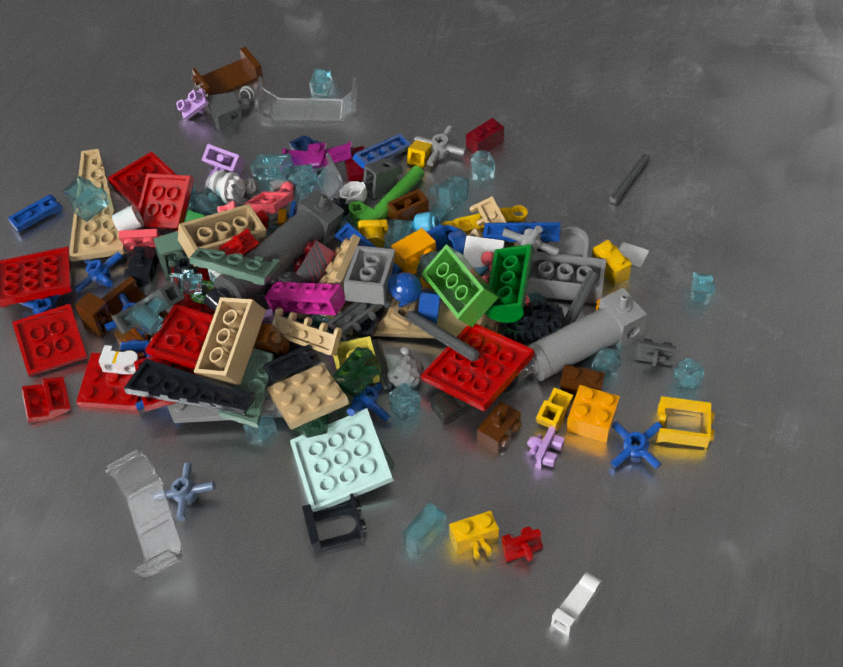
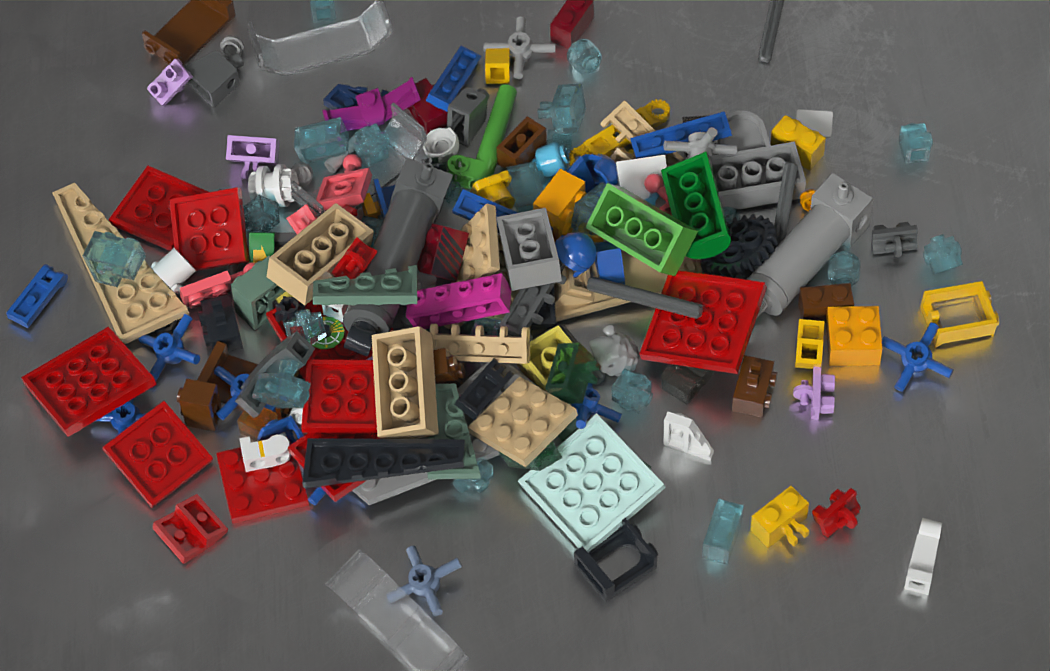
camera: 20 degrees left, 5 degrees up
(427, 447) = (684, 435): none -> white wing

